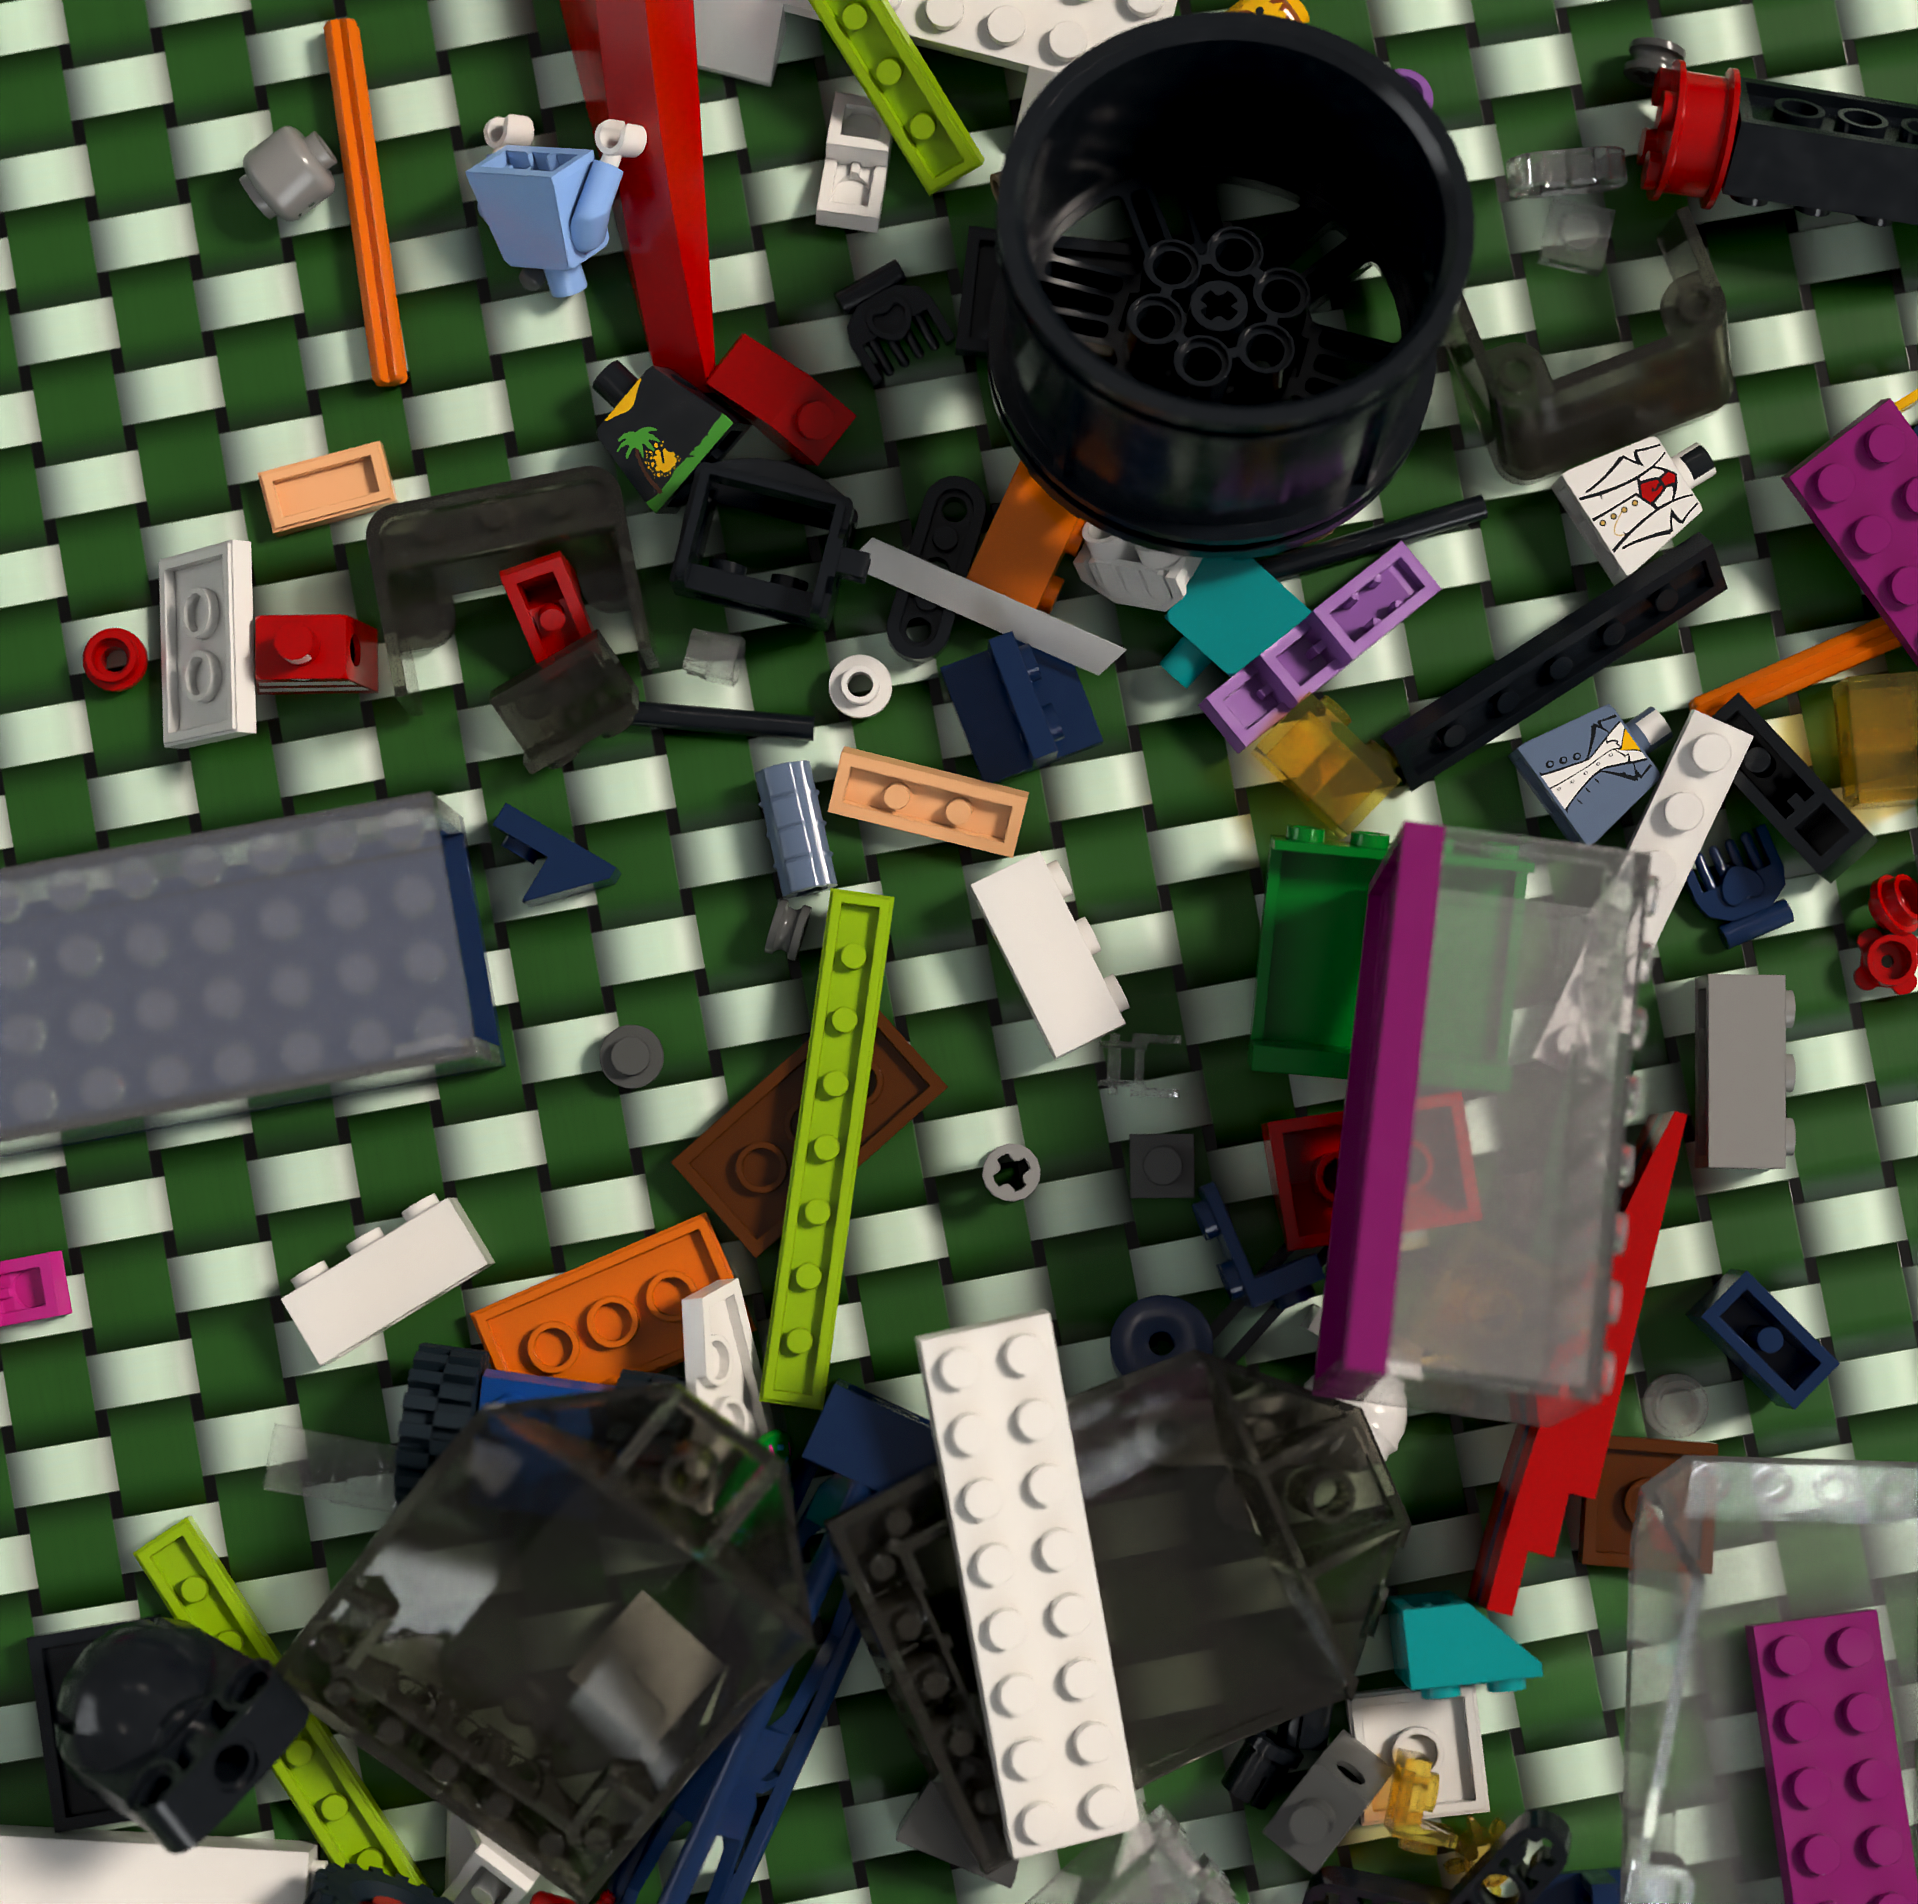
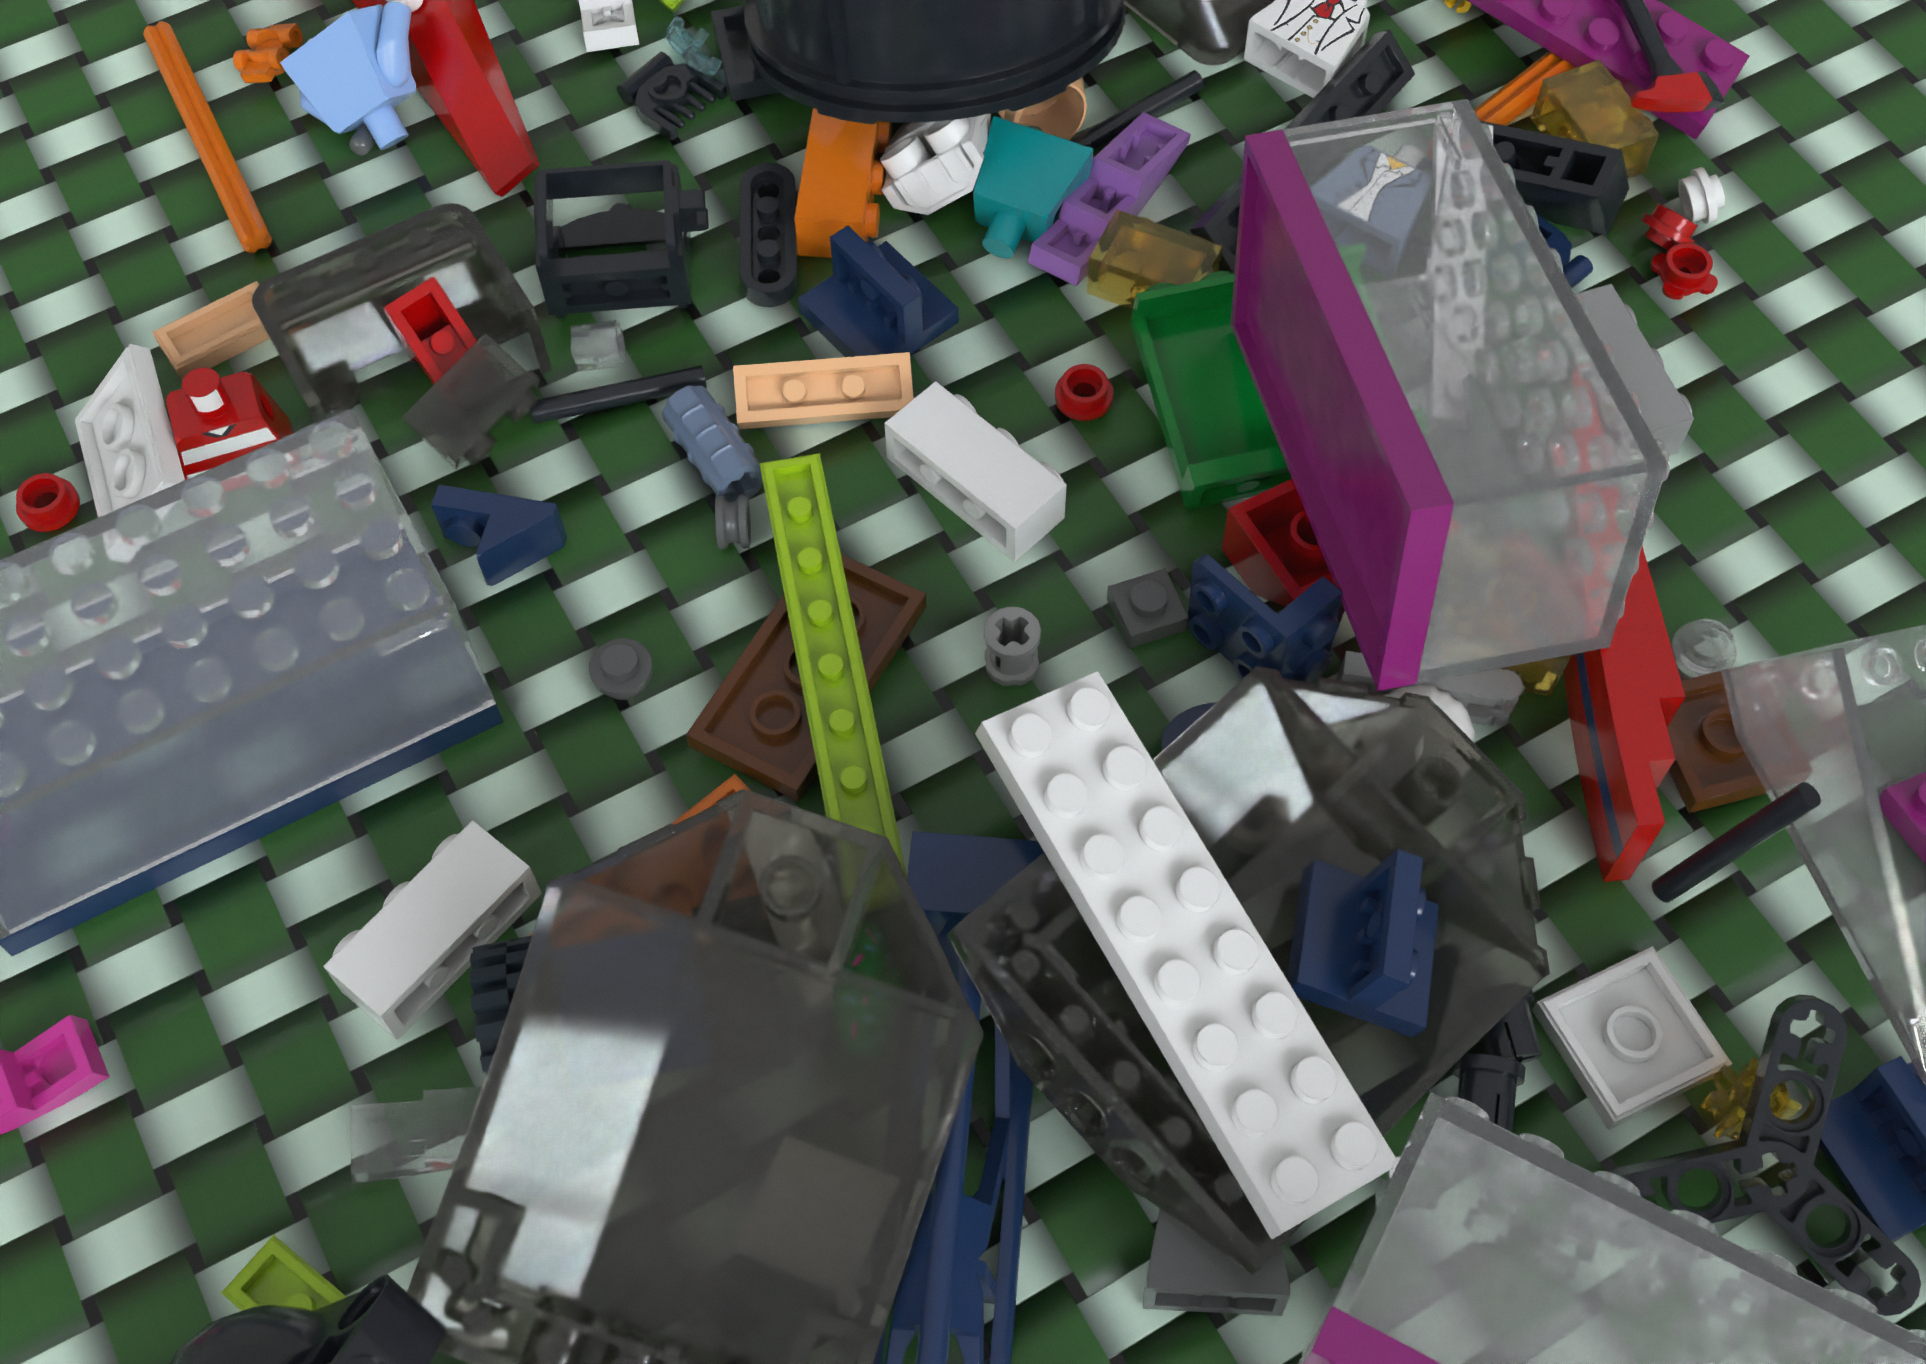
camera: 15 degrees left, 25 degrees down
(288, 173) = (133, 123): light grey head -> none
(462, 108) = (270, 48): none -> orange piece
(663, 431) = (499, 190): black torso -> none
(780, 400) = (593, 138): red slope -> none
(863, 706) = (732, 344): white plate -> none
(930, 262) = (689, 46): none -> clear light blue piece
(990, 608) = (812, 230): white sticker -> none
(1137, 1086) = (1098, 551): clear piece -> none
(1201, 873) = (1084, 380): none -> red plate
(1201, 1615) = (1366, 942): none -> dark blue bracket
(1327, 1802) = (1573, 1093): dark grey torso -> none
(1411, 1793) = (1652, 1063): clear yellow bracket -> none
(1449, 1644) = (1620, 893): teal slope -> none
(1578, 1641) = (1736, 842): none -> black bar
(1762, 1339) = (1751, 557): dark blue brick -> none

